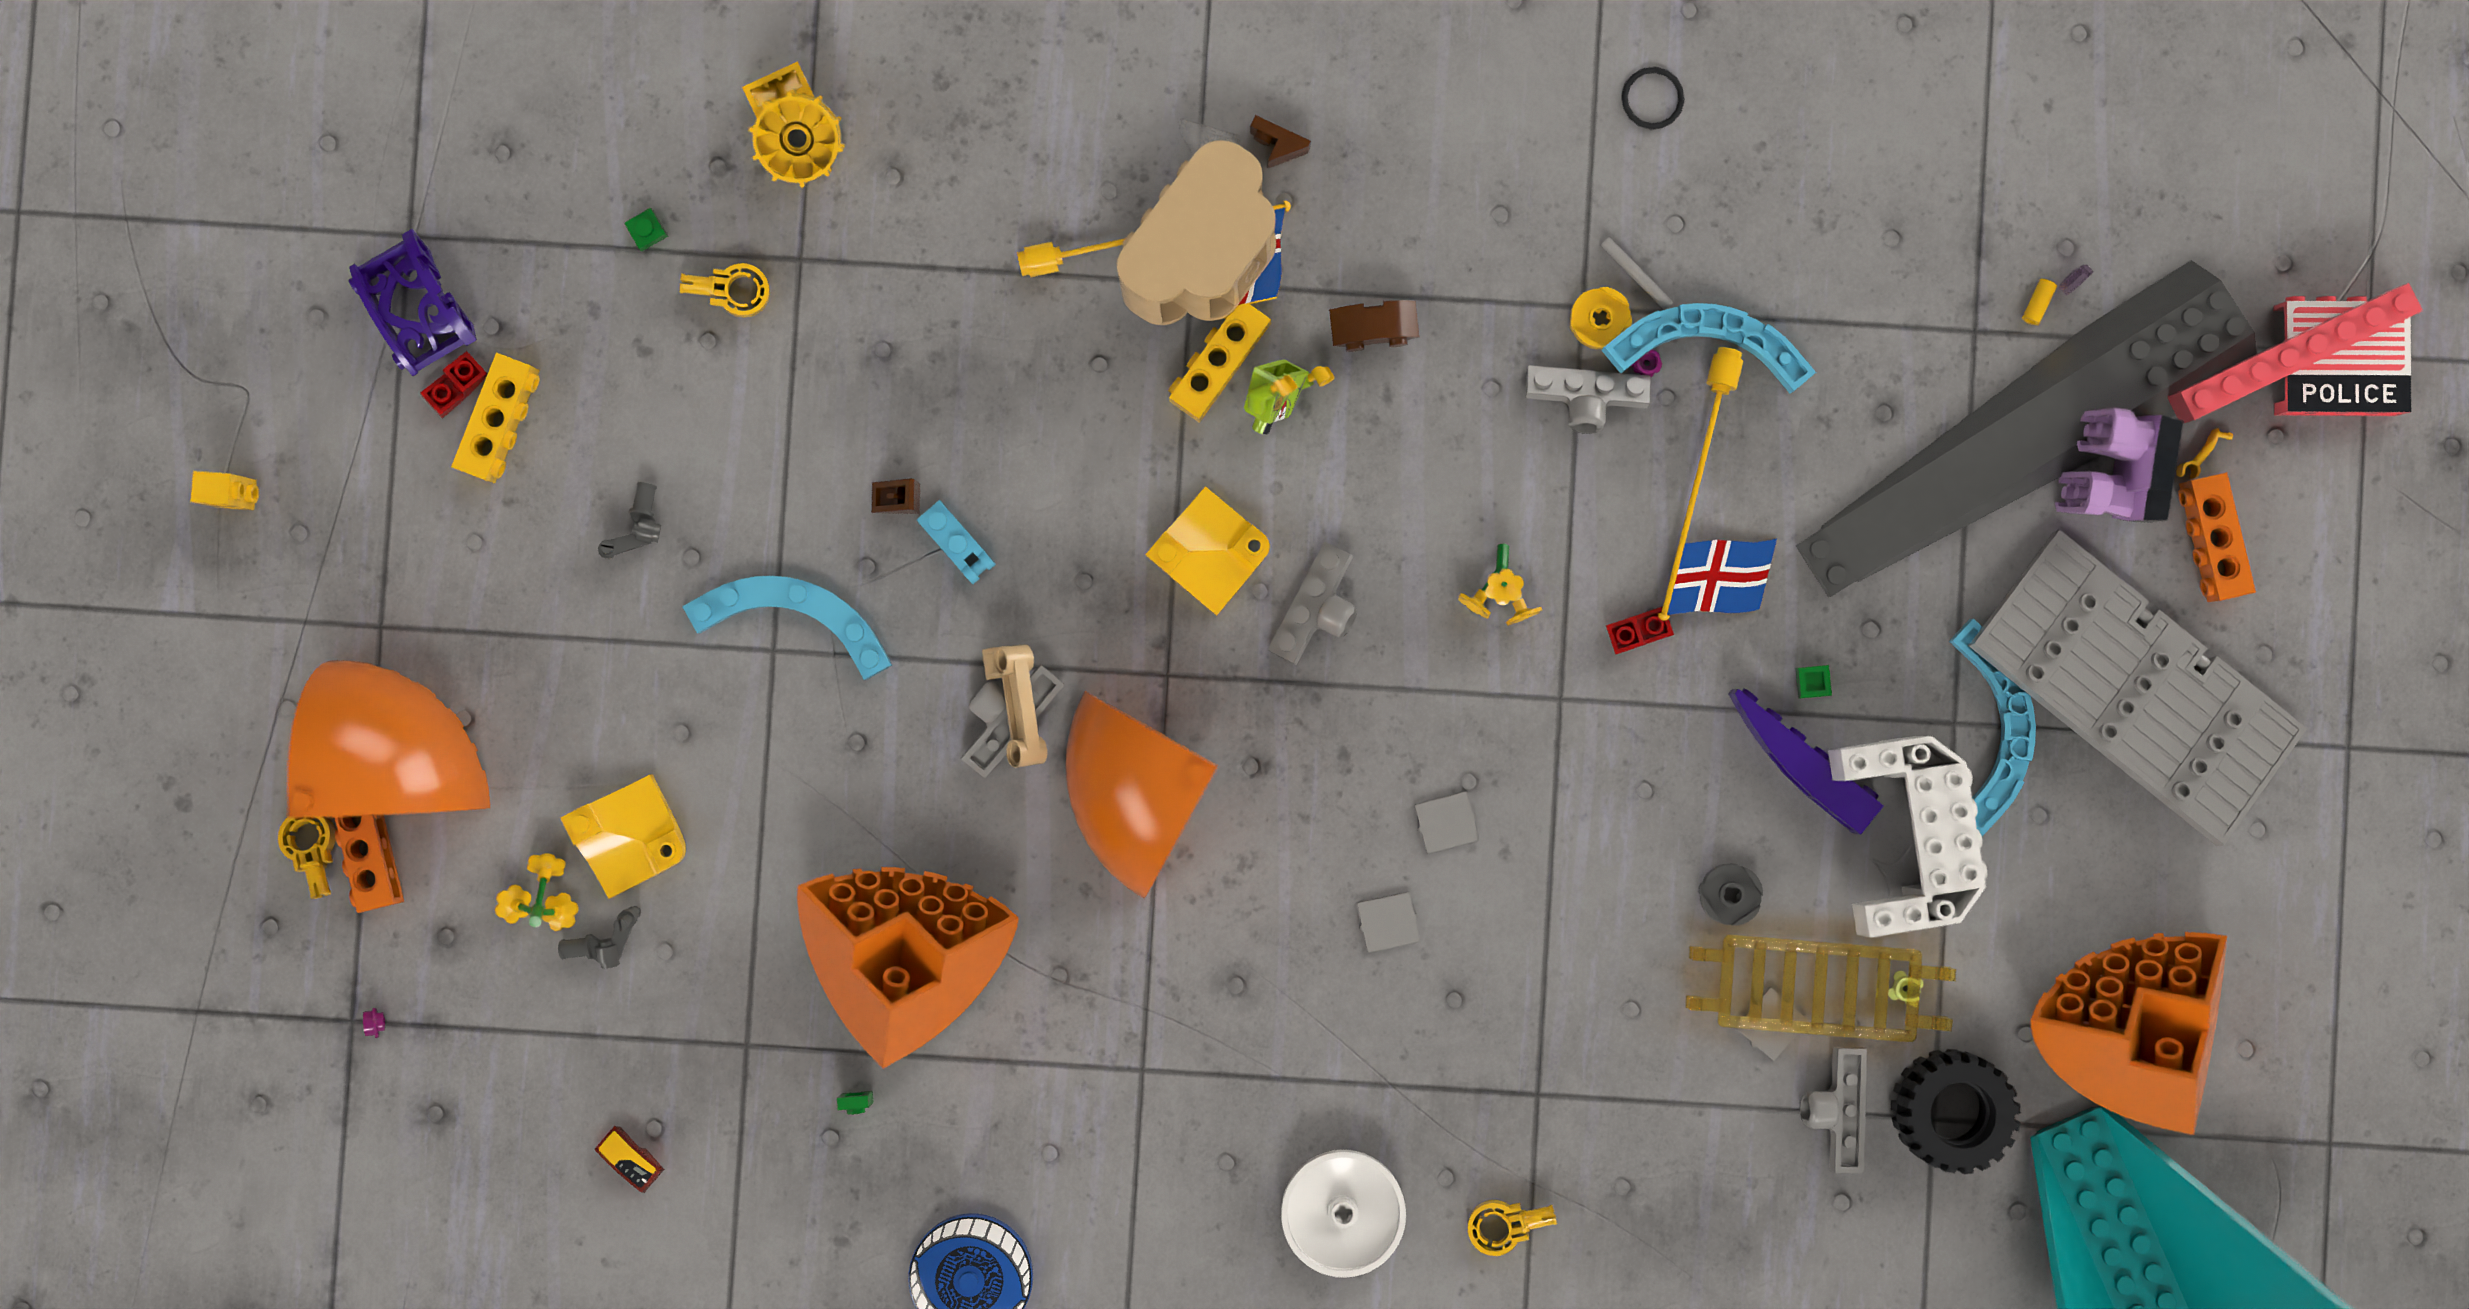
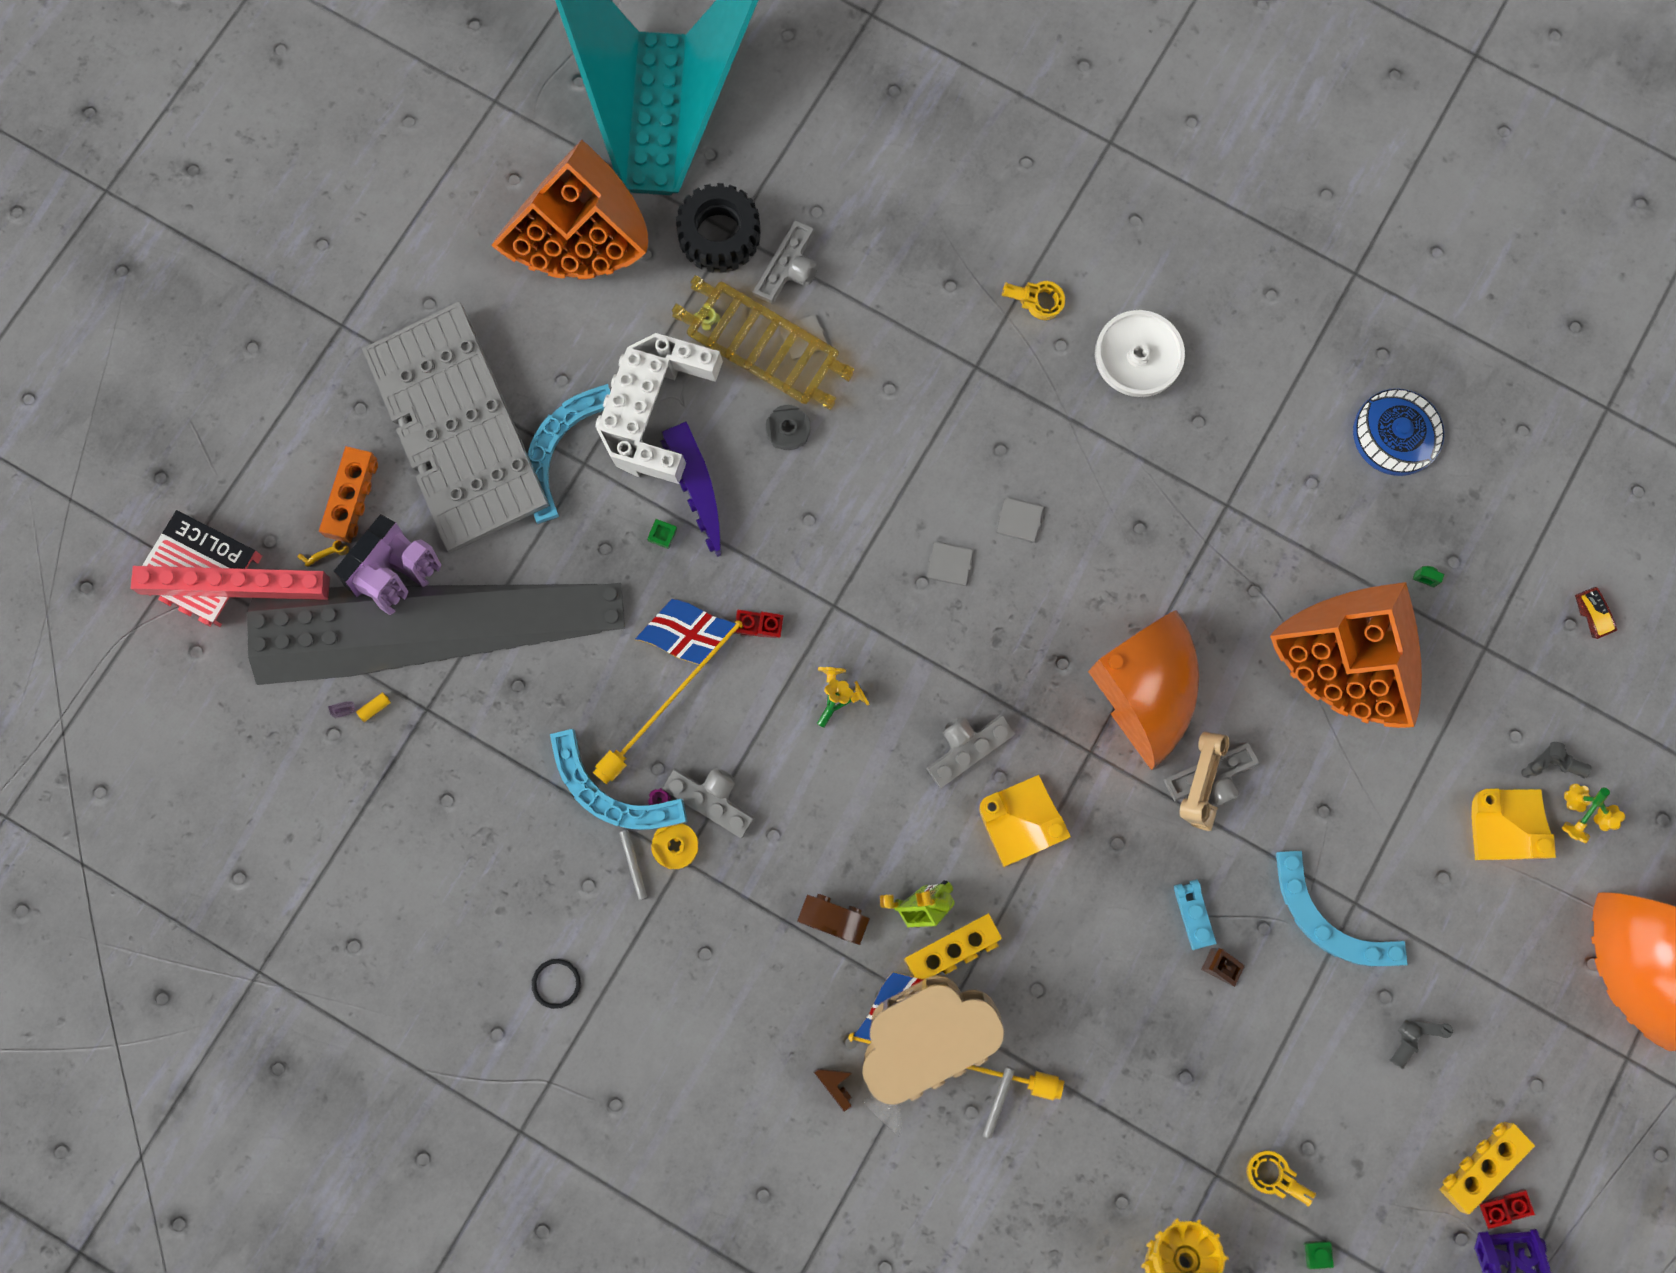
camera: 160 degrees left, 10 degrees down
(1084, 215) = (998, 1102): none -> light grey bar

